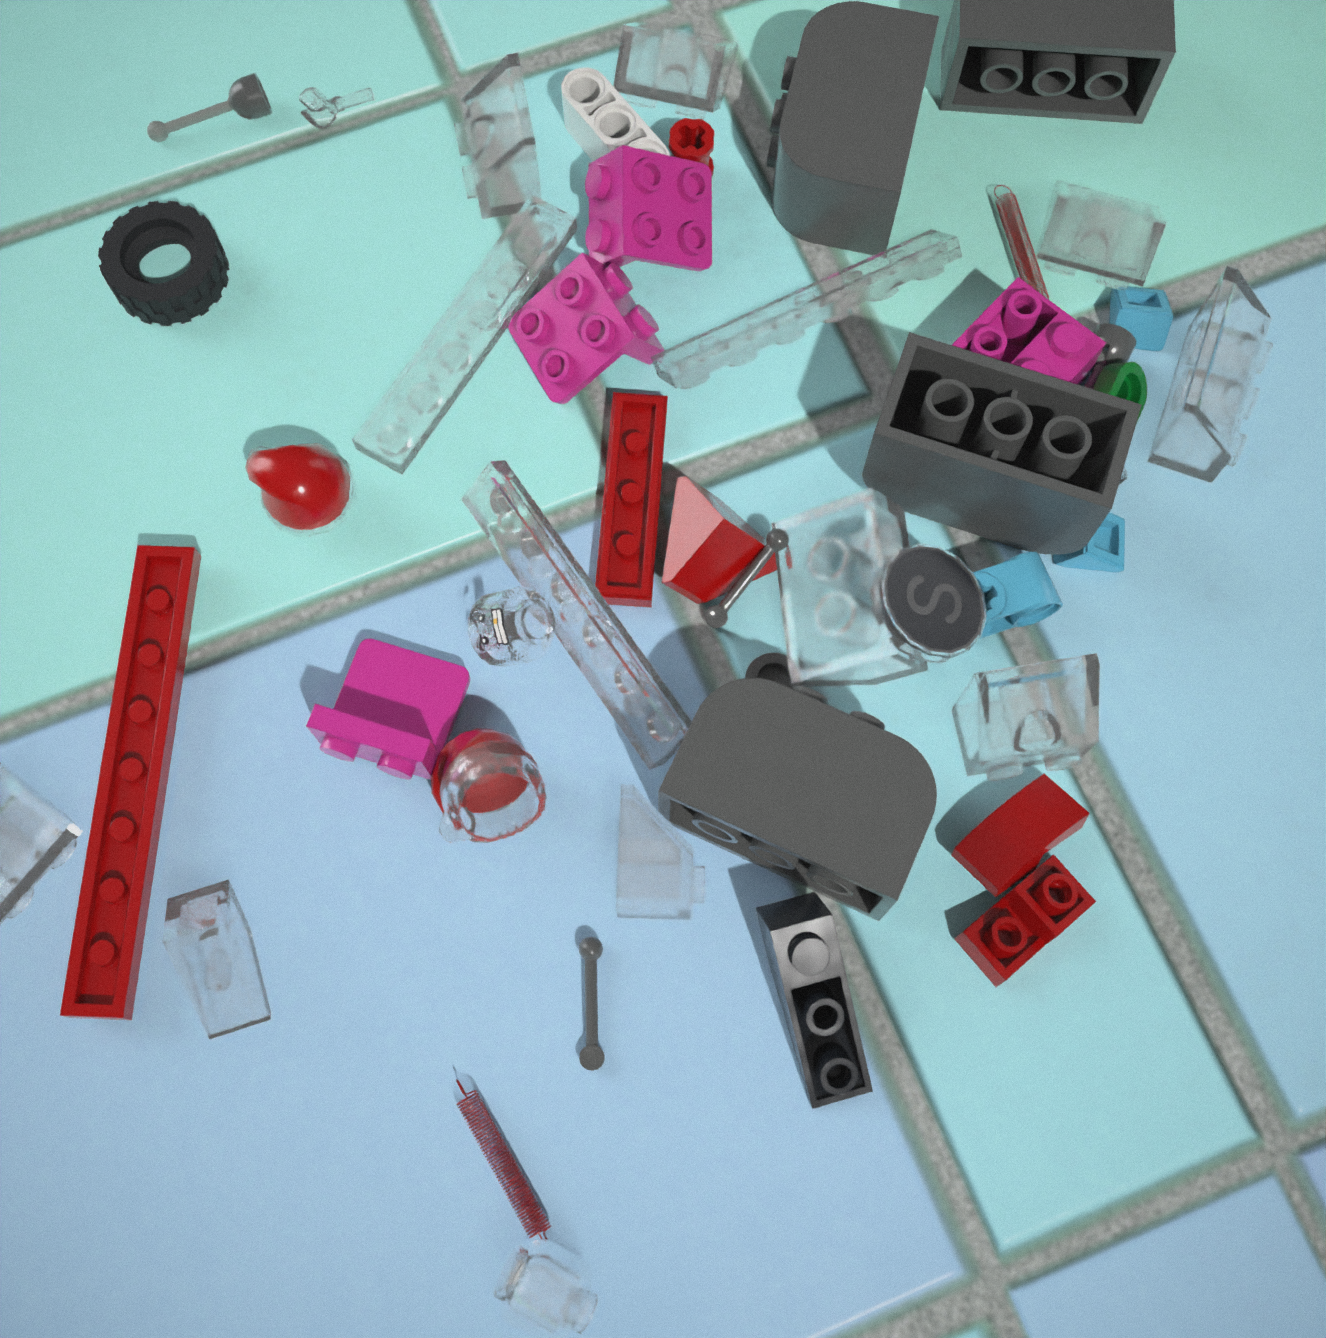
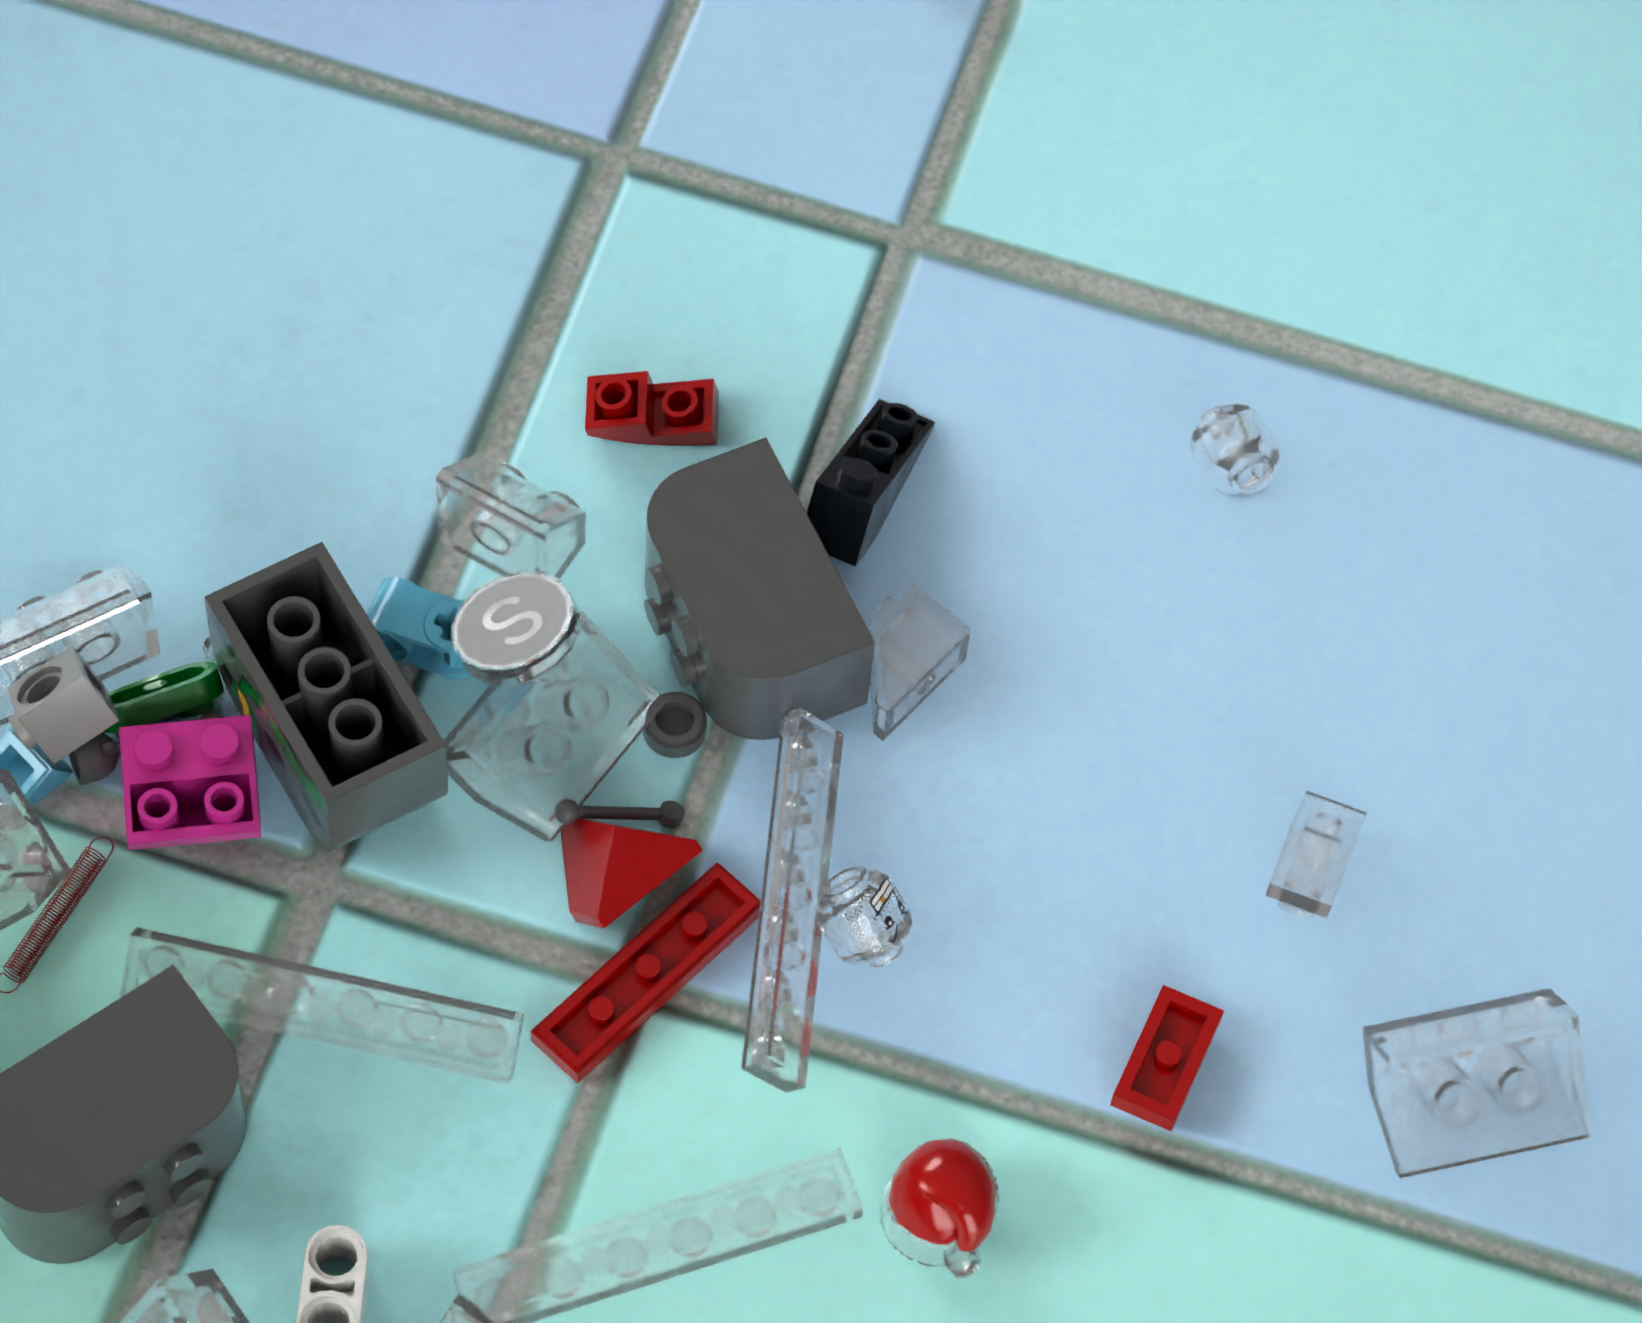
camera: 145 degrees left, 10 degrees down
(132, 786) = (1279, 1064): red plate -> none
(222, 707) = (1167, 1058): none -> red plate
(392, 710) = (1024, 935): dark pink bracket -> none
(486, 787) = (994, 818): clear piece -> none
(511, 1164) = (1197, 600): piece -> none
(582, 327) = (548, 1149): dark pink bracket -> none
(591, 1055) = (1071, 579): dark grey hinge -> none
(649, 210) = (396, 1204): dark pink bracket -> none
(692, 141) = (269, 1230): red bush -> none
(1019, 833) = (597, 456): red slope -> none
(1156, 331) = (61, 705): none -> light grey brick

